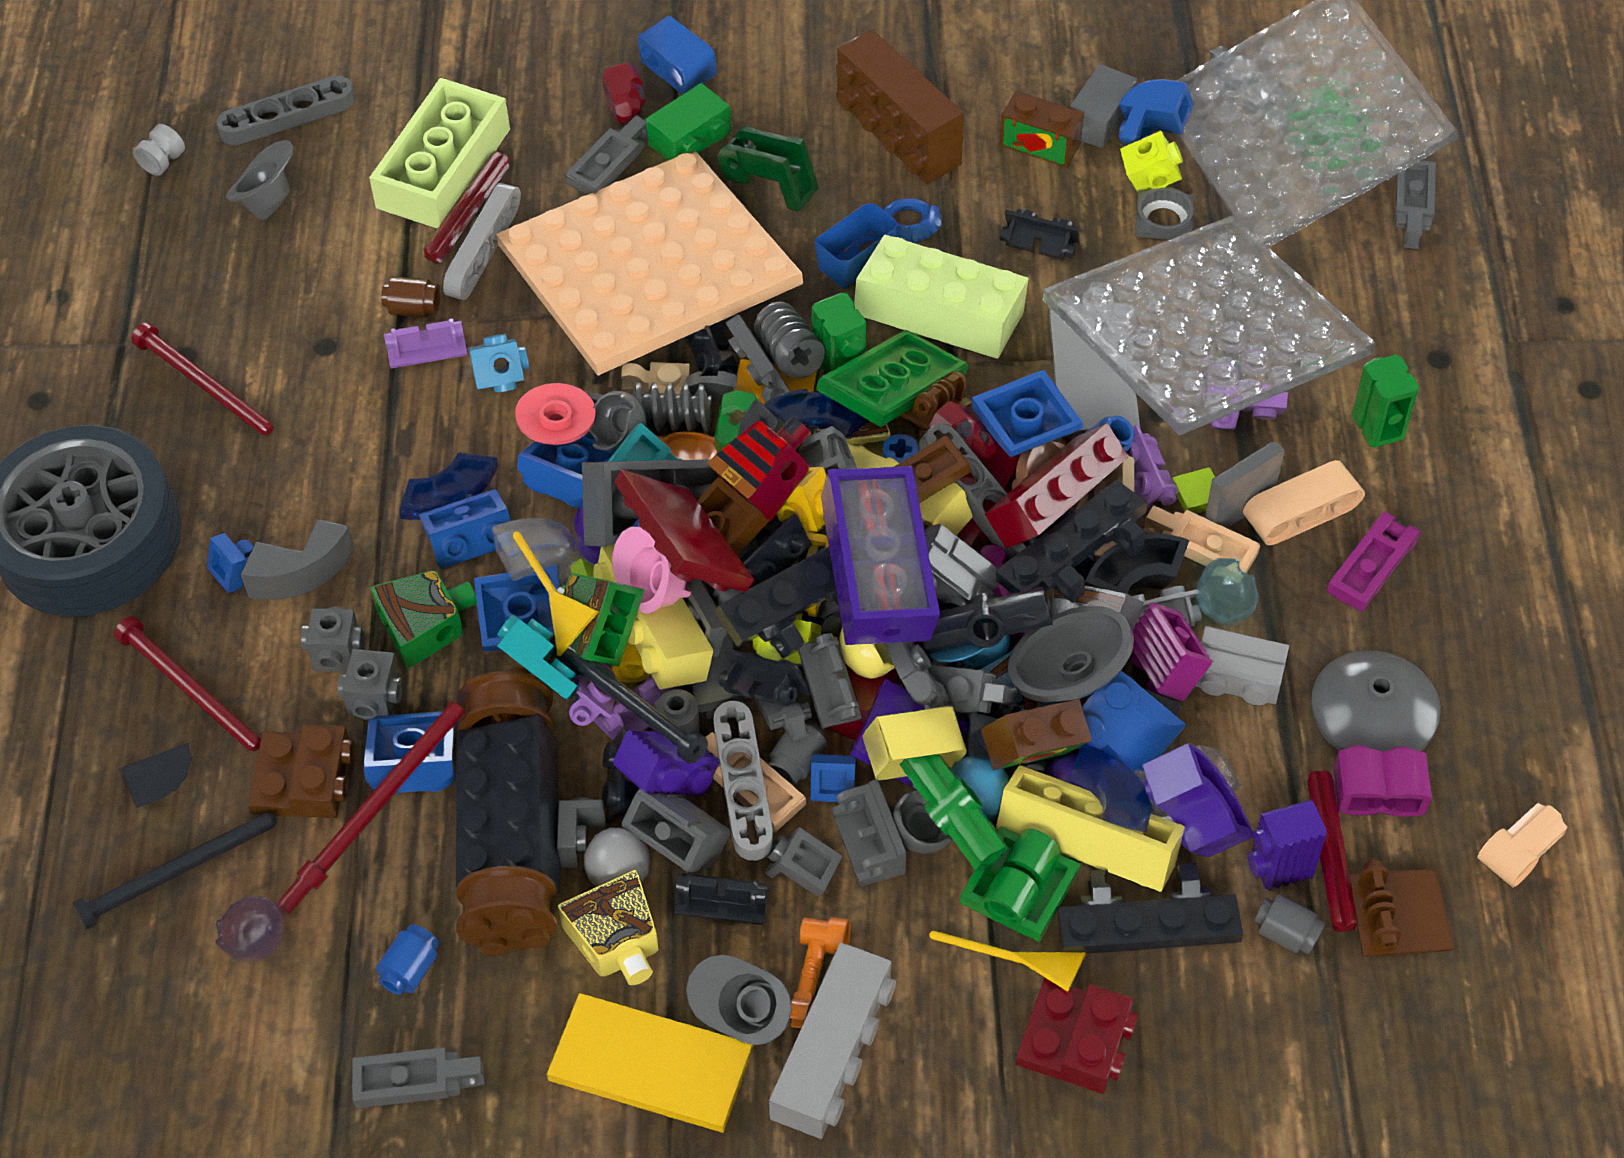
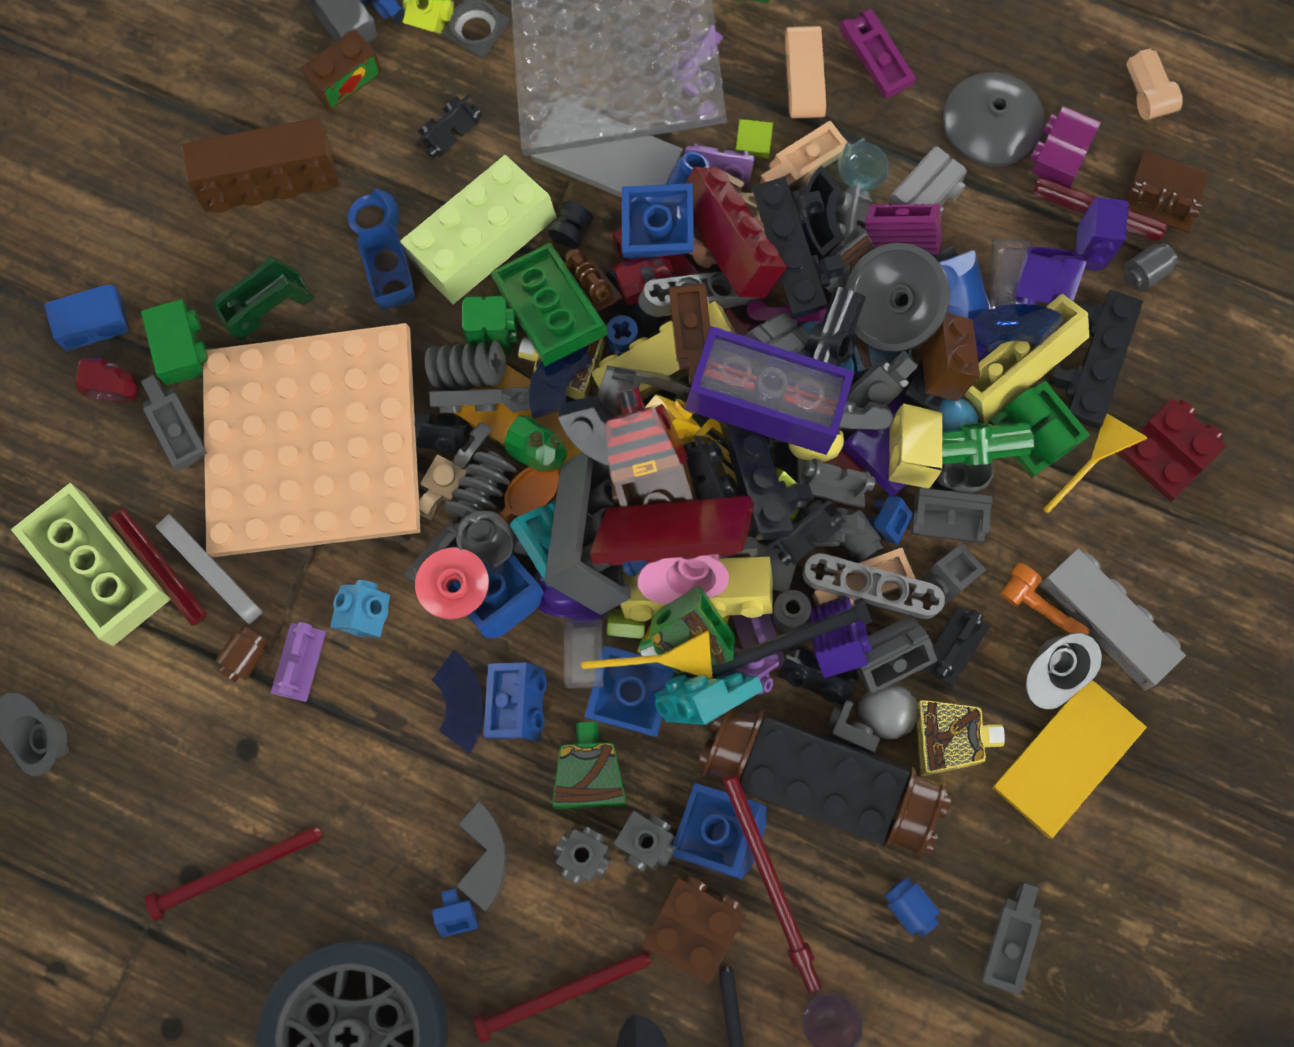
camera: 65 degrees left, 20 degrees up
(994, 369) = (570, 225): none -> black wheel
(1242, 482) = (784, 103): dark grey tile -> none

